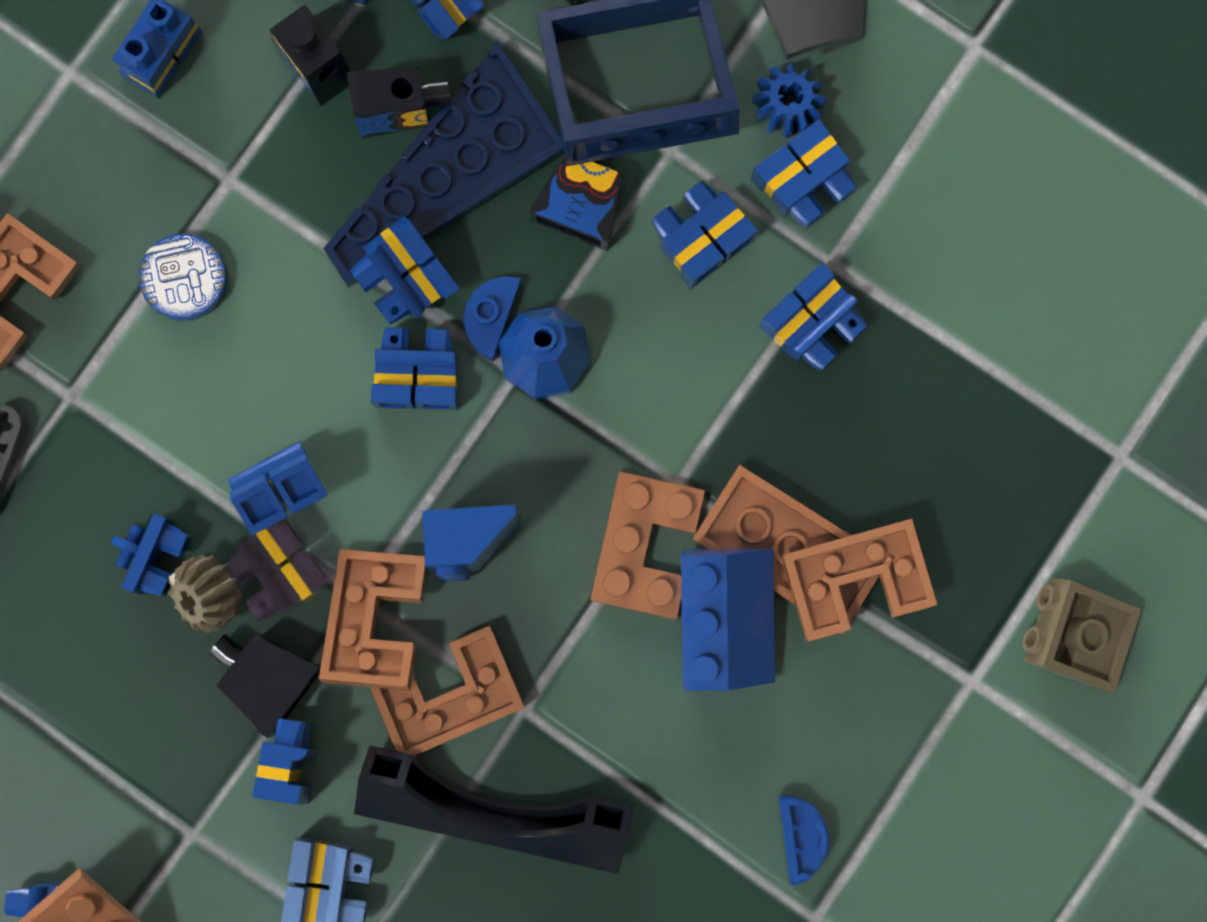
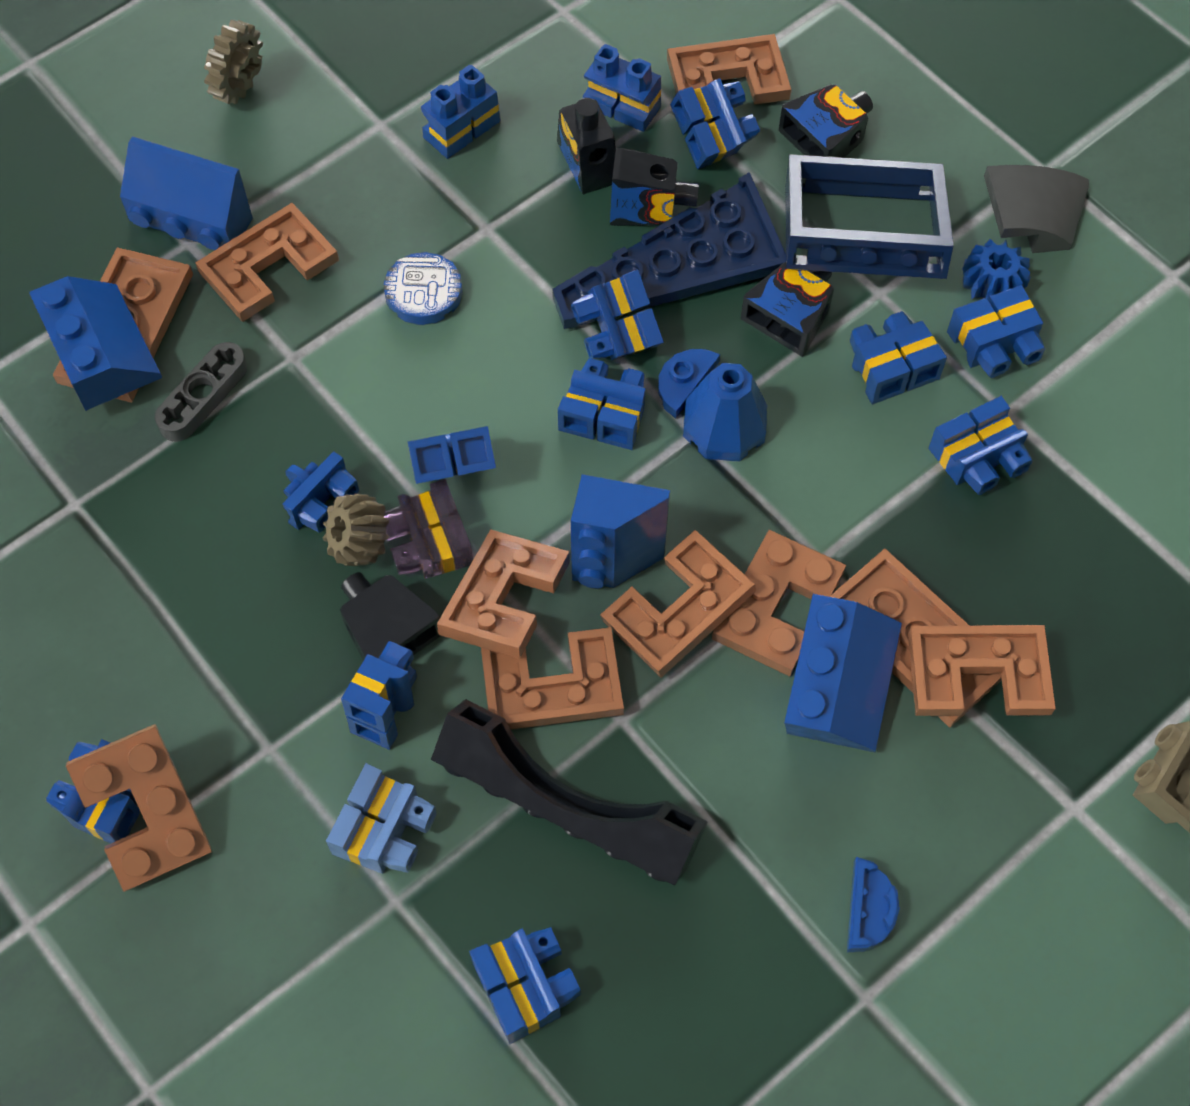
camera: 20 degrees right, 20 degrees down
(583, 565) = (669, 636): none -> nougat plate

